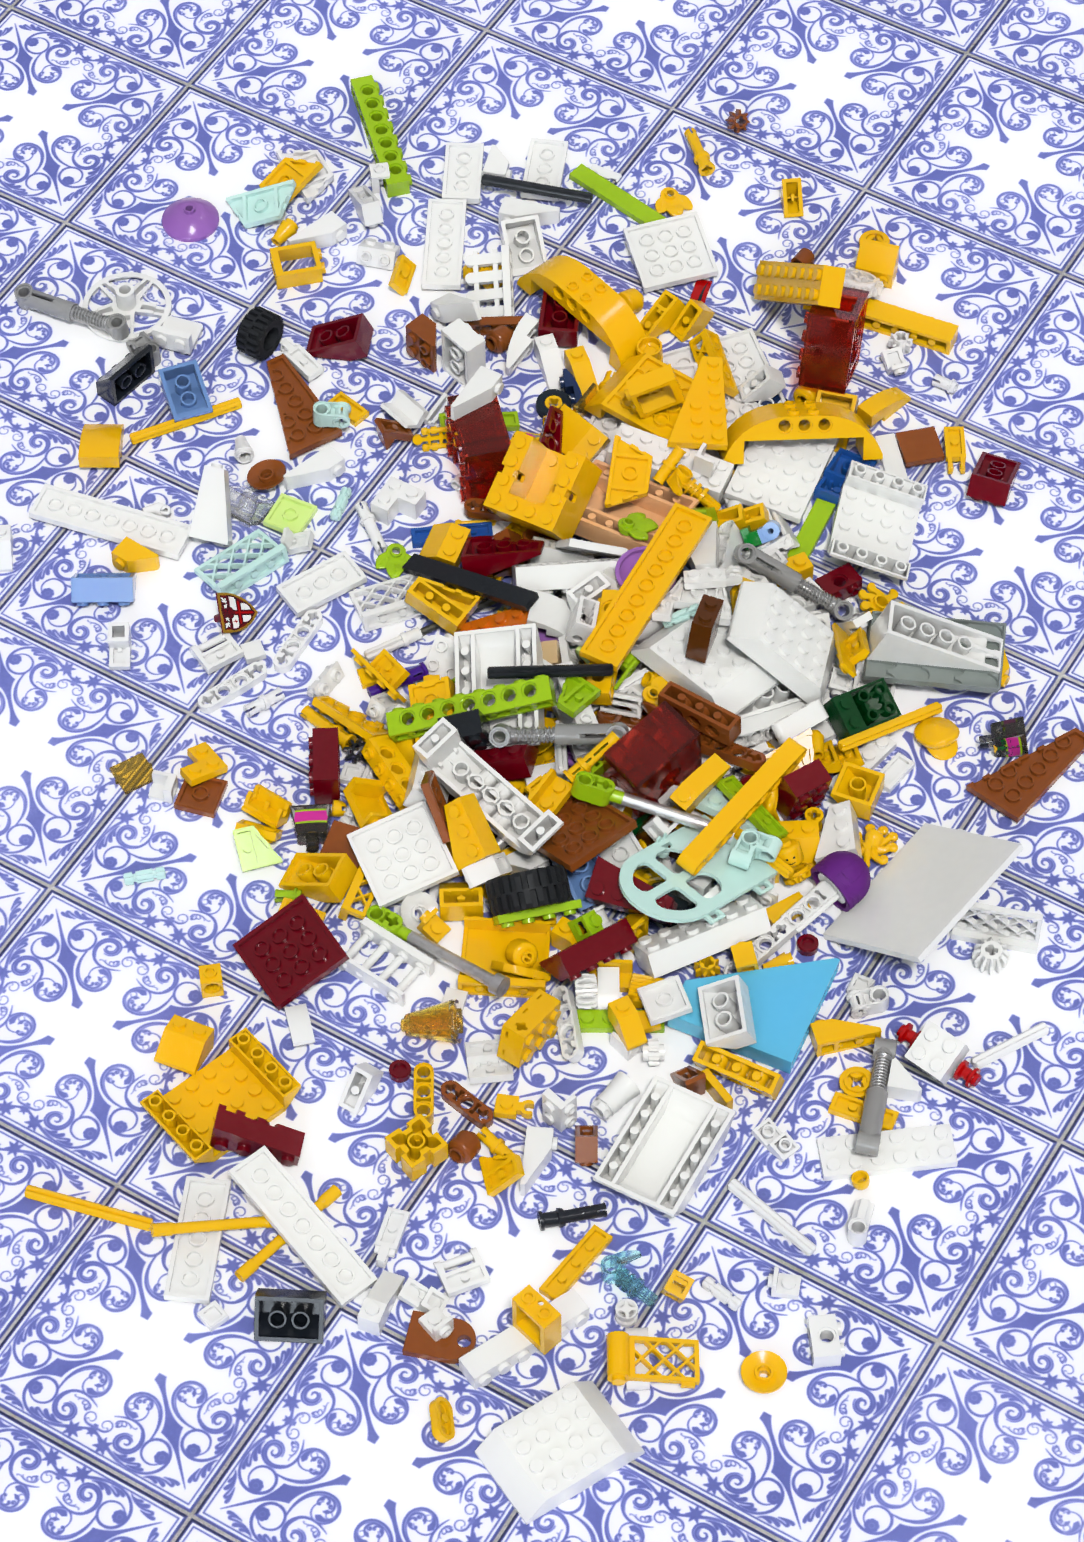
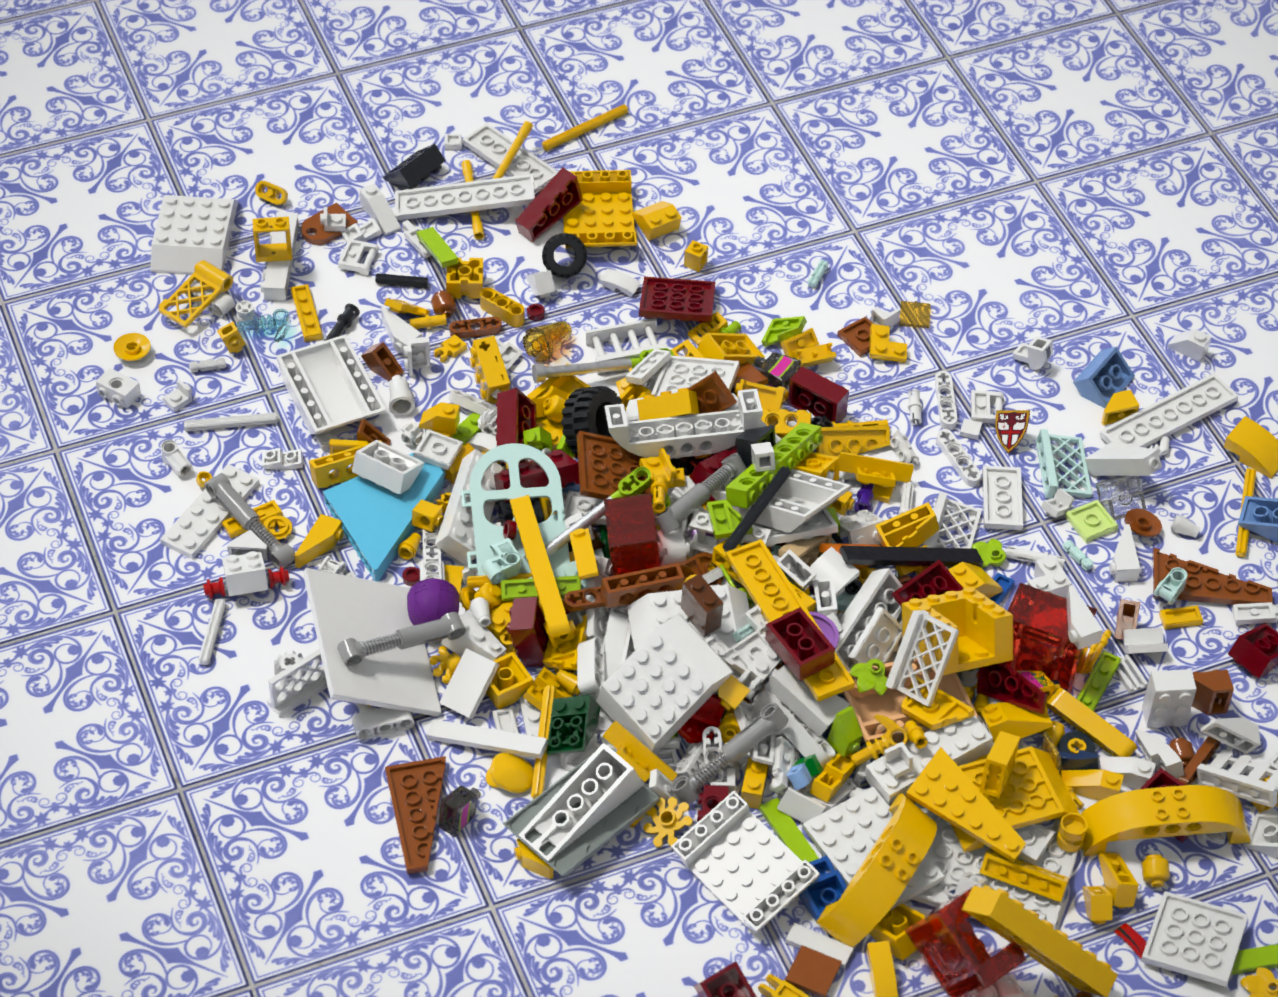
camera: 125 degrees right, 5 degrees down
(318, 1074) = (580, 255): none -> black tyre
(404, 1187) = (437, 247): none -> lime tile
(415, 900) = (648, 366): none -> white plate
(459, 1212) = (401, 280): none -> black axle
(488, 696) = (763, 456): none -> white brick
(526, 398) = (1091, 724): none -> yellow beam
(602, 486) = (910, 646): none -> white fence
(680, 543) = (800, 644): none -> dark red brick
(719, 860) = (510, 529): none -> dark red tile
(813, 840) = (481, 611): none -> white cone
(864, 835) = (448, 627): none -> light grey piece
(889, 806) = (469, 683): none -> white tile
(925, 766) = (487, 738): none -> white tile

